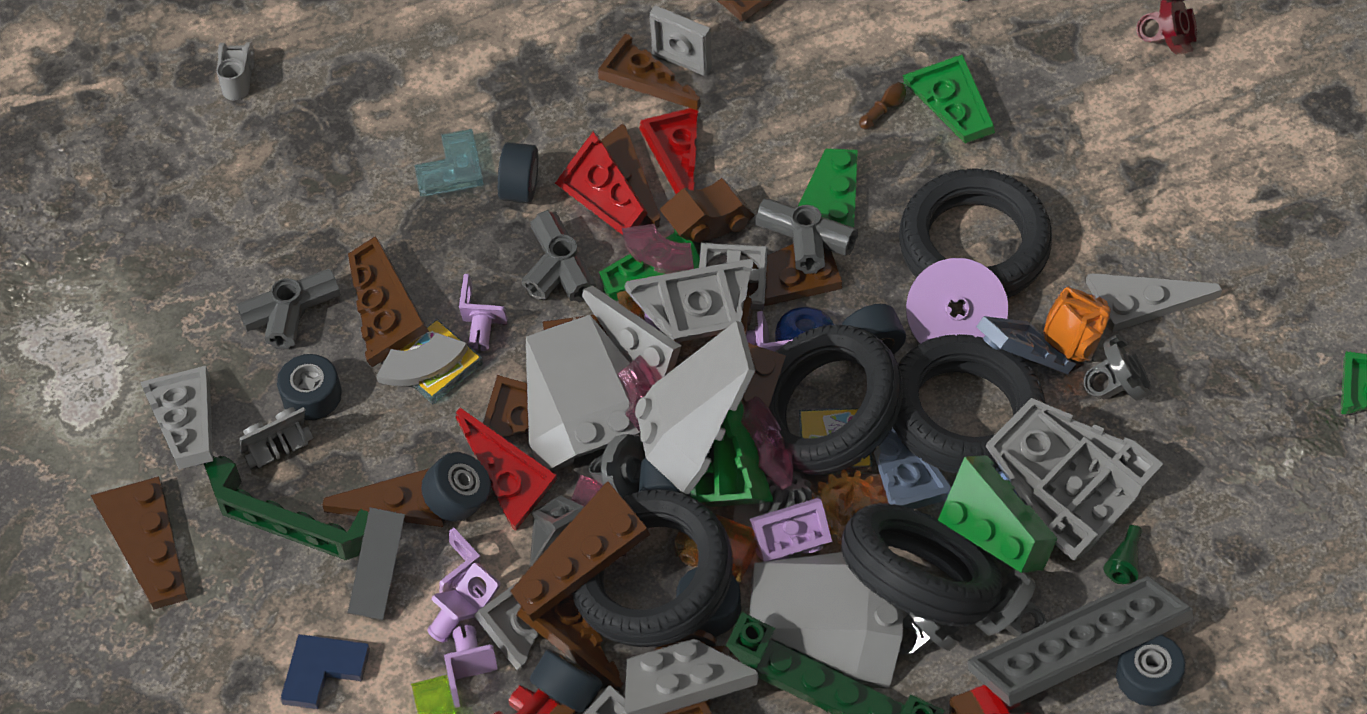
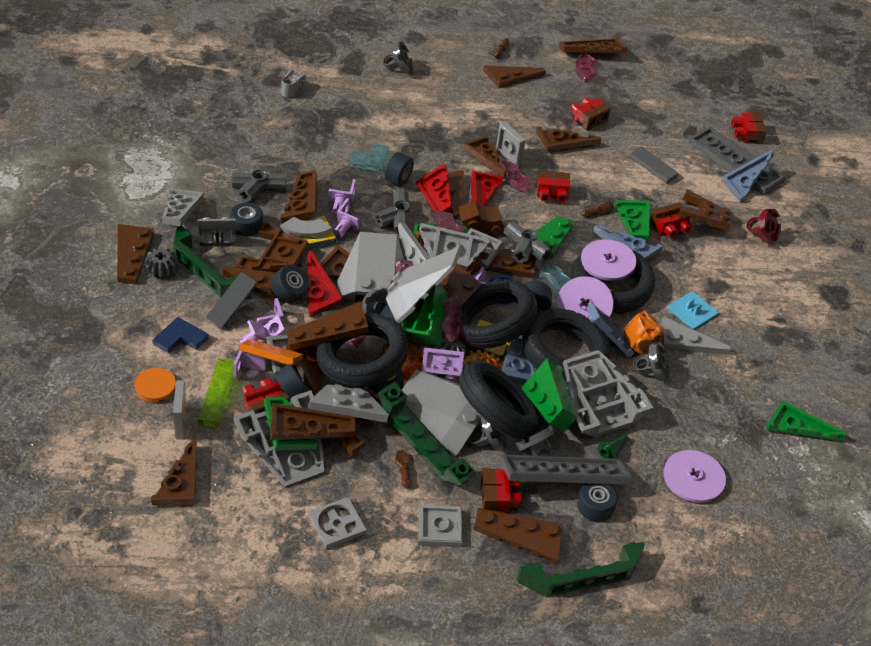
camera: 15 degrees right, 10 degrees down
(211, 540) = (161, 262): none -> dark grey gear
(407, 429) = (282, 250): none -> reddish brown wing
(448, 274) = (339, 197): none -> lavender bracket
(501, 639) = (270, 352): none -> orange tile
(715, 100) = (515, 177): none -> clear pink tile
(789, 92) = (553, 187): none -> red hips
(881, 272) = (553, 275): none -> clear light blue tile
(965, 152) = (632, 242): none -> sand blue wing
(981, 211) = (620, 262): none -> lavender piece
(1010, 77) = (666, 220): none -> red hips
(1069, 34) = (708, 211): none -> reddish brown wing
(1125, 237) = (692, 310): none -> medium azure piece
(1274, 577) = (703, 489): none -> lavender piece

